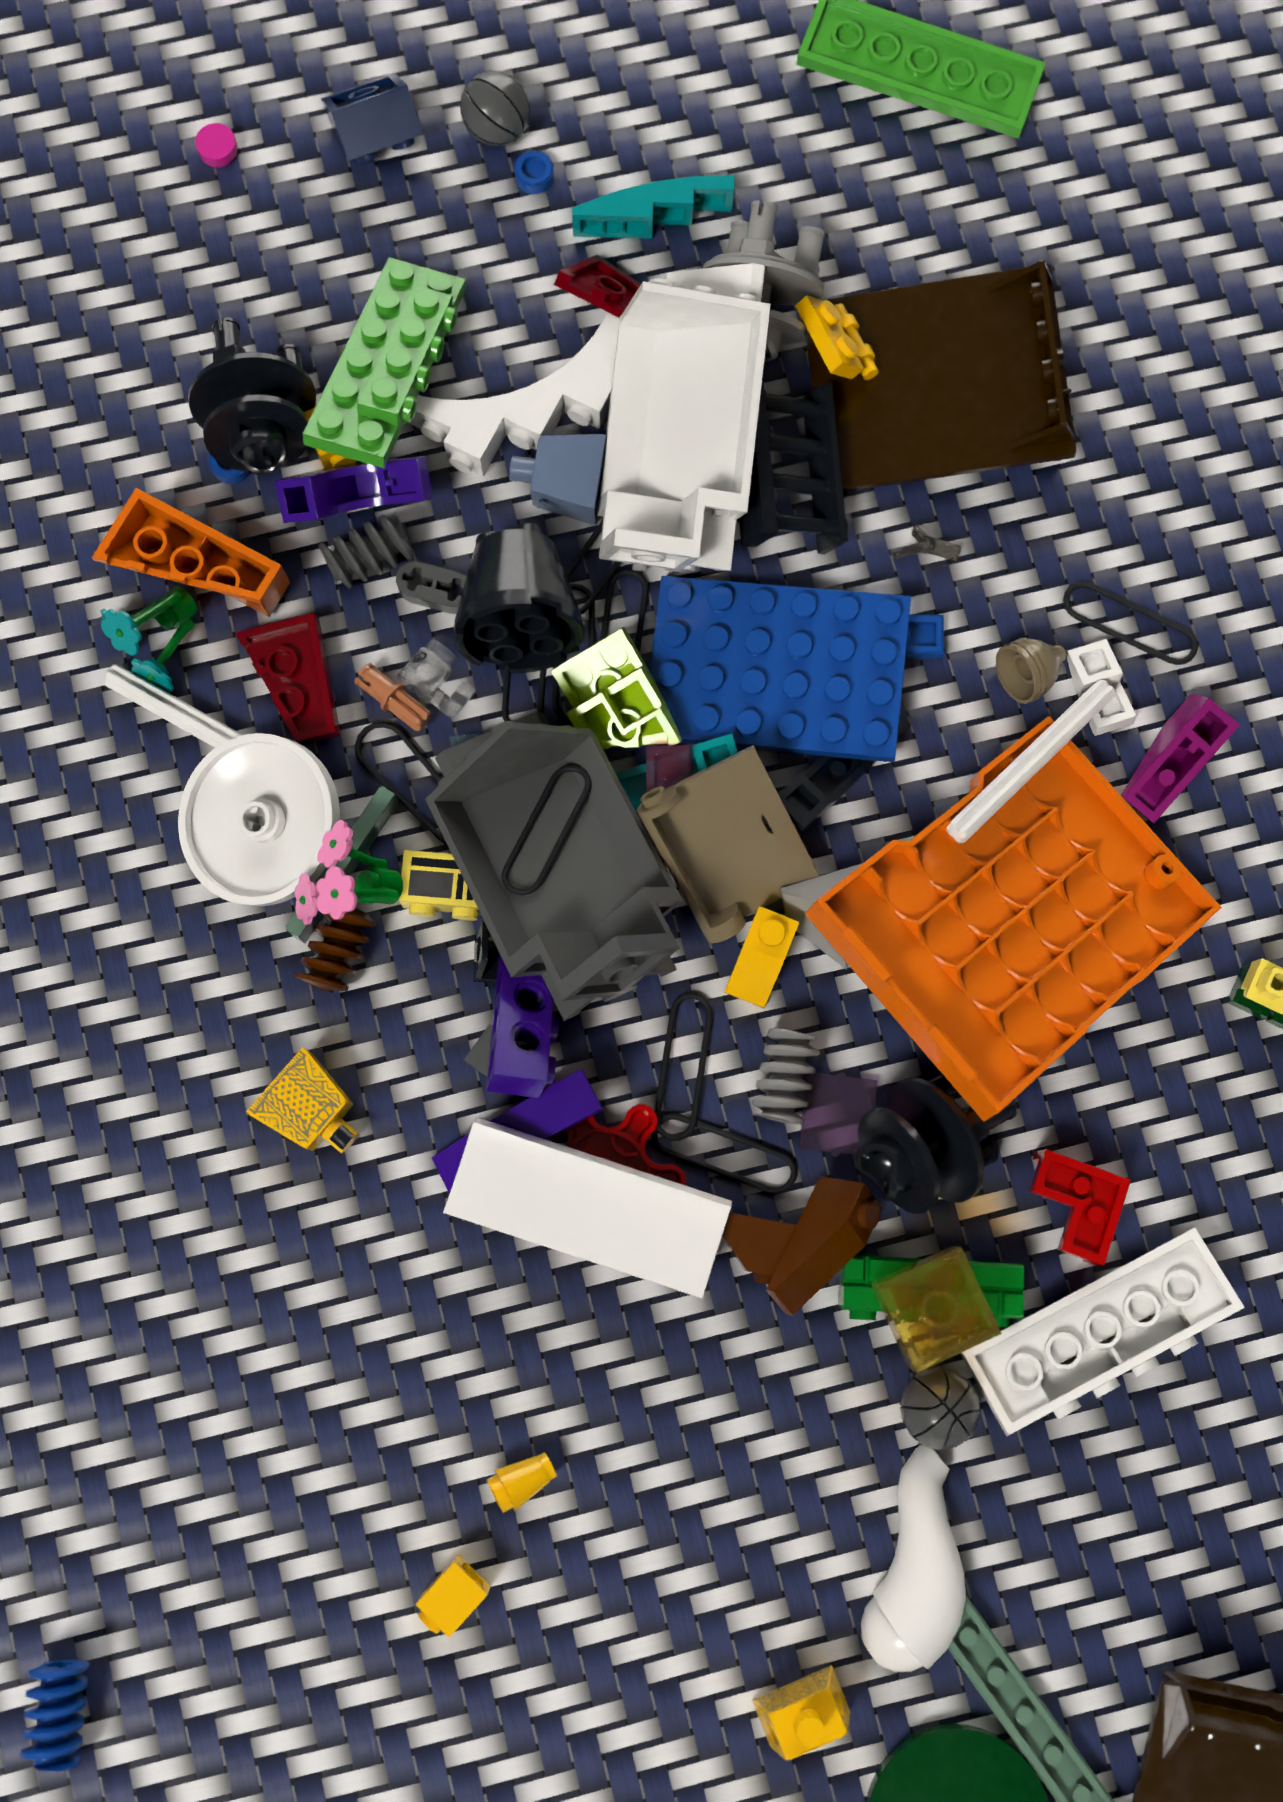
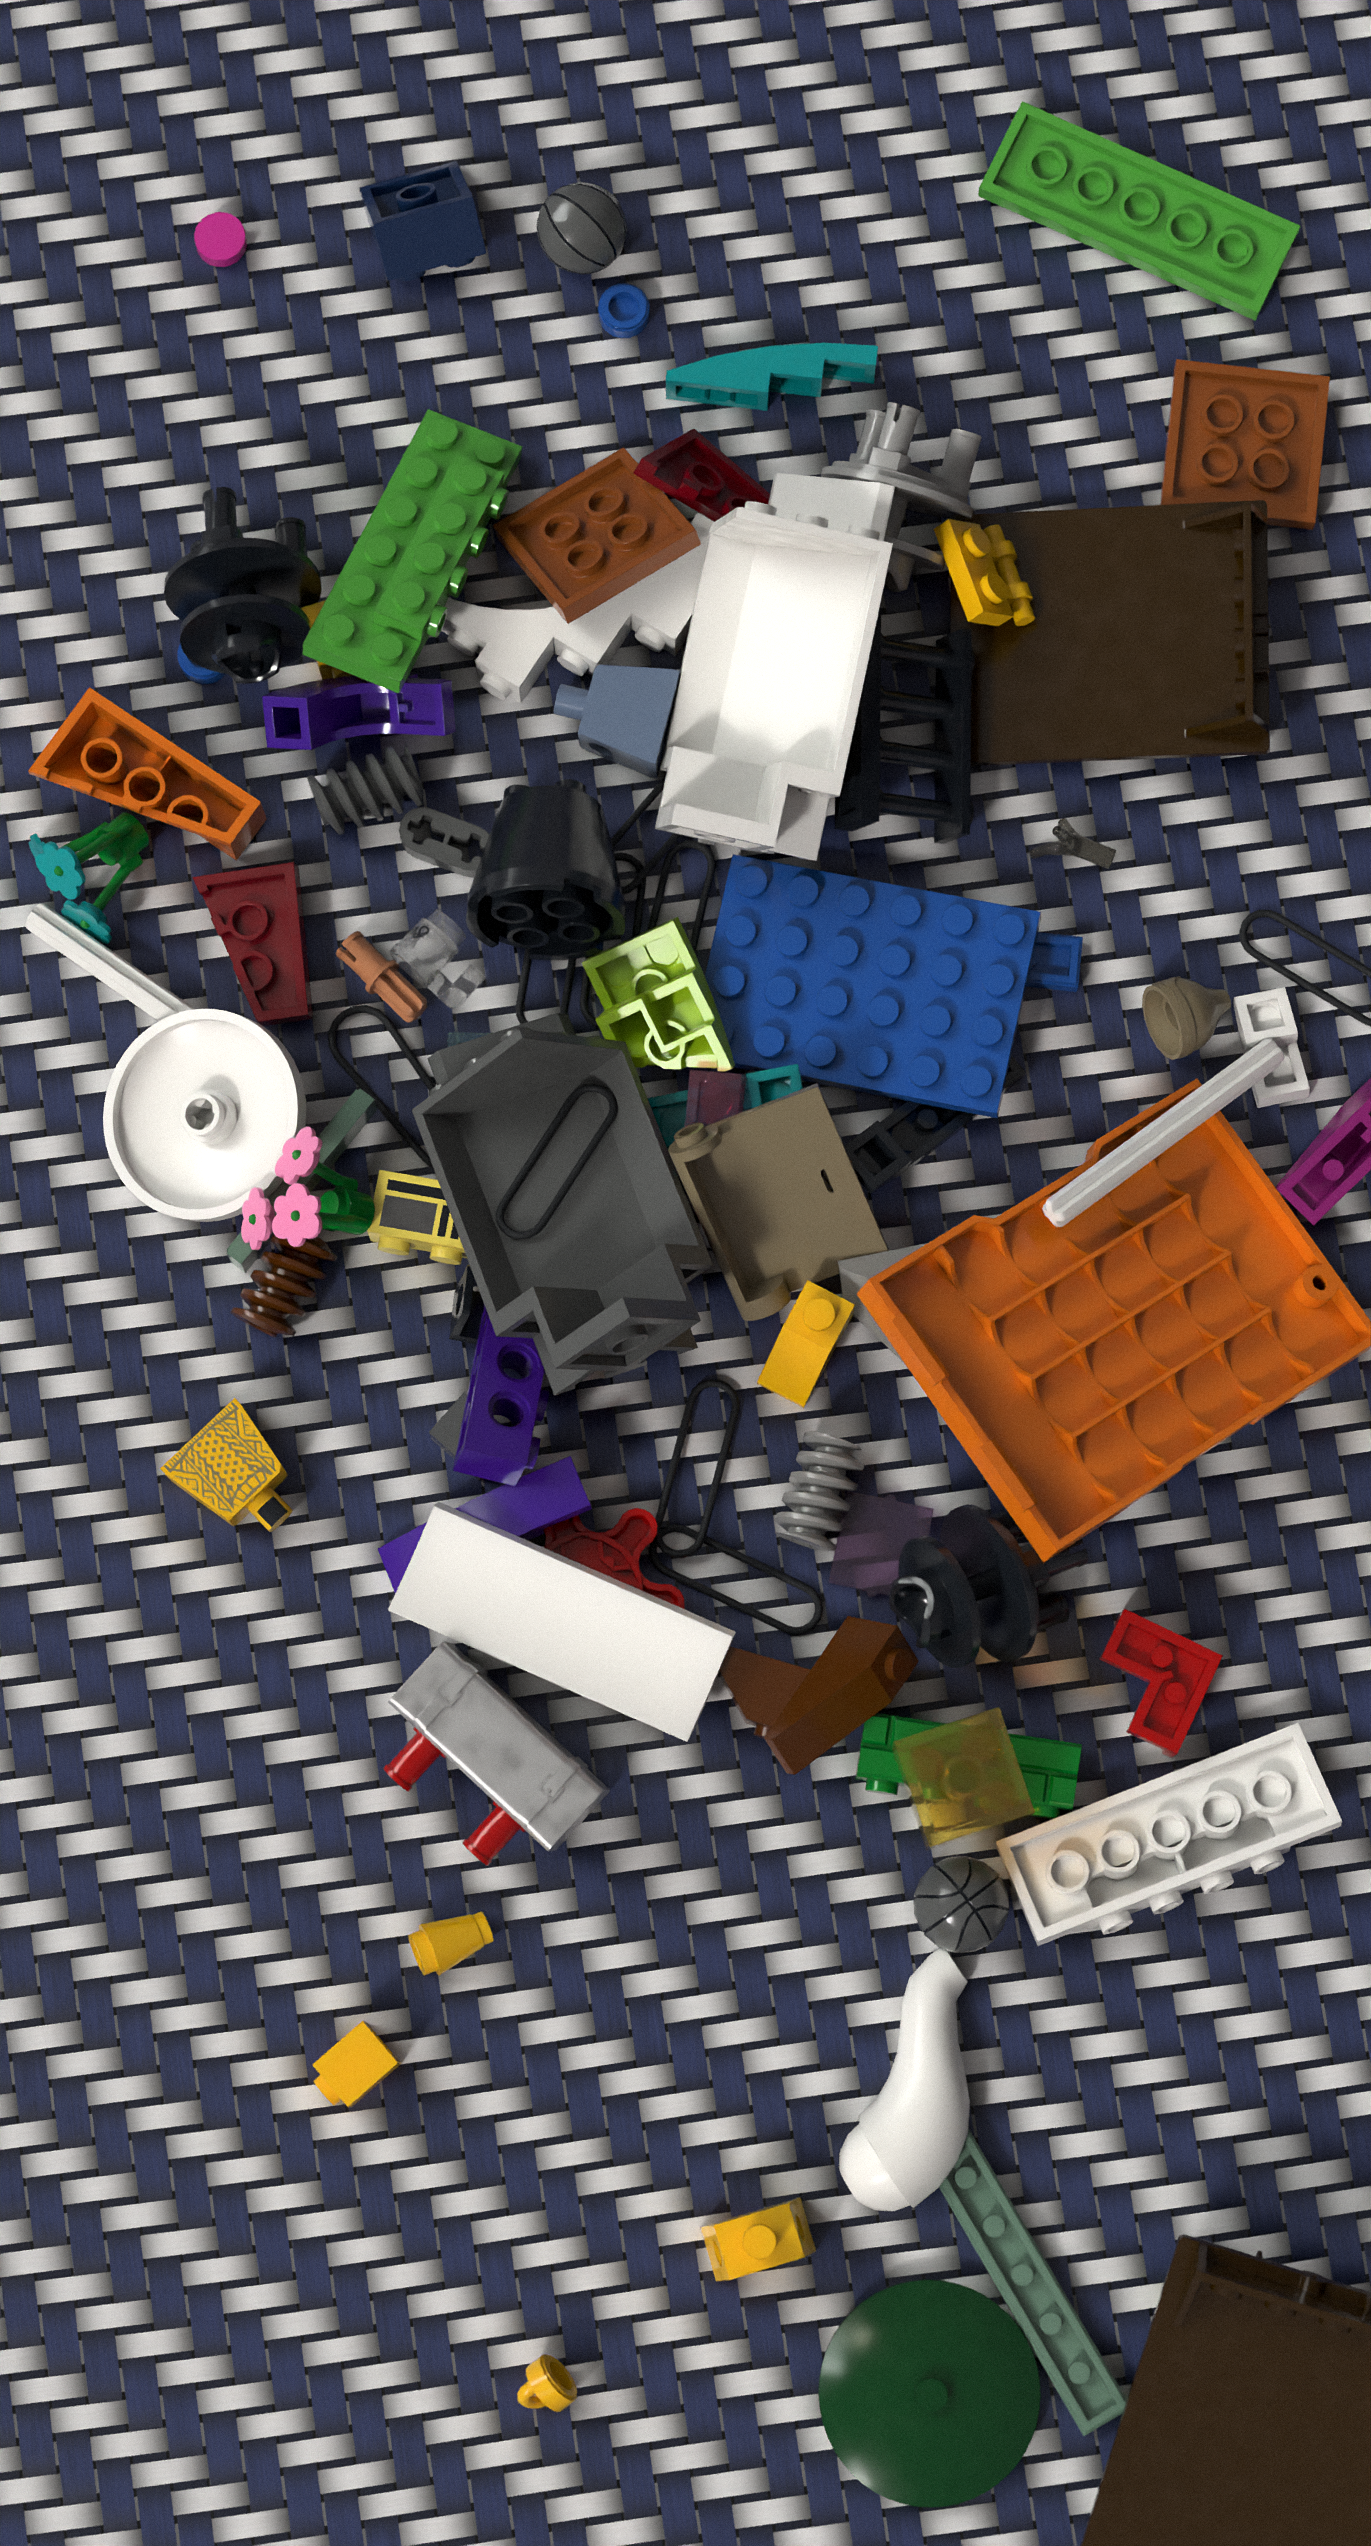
camera: 10 degrees right, 0 degrees up
(530, 337) = (596, 535): none -> dark orange plate
(544, 1317) = (498, 1747): none -> flat silver piece
(1023, 218) = (1246, 439): none -> dark orange plate

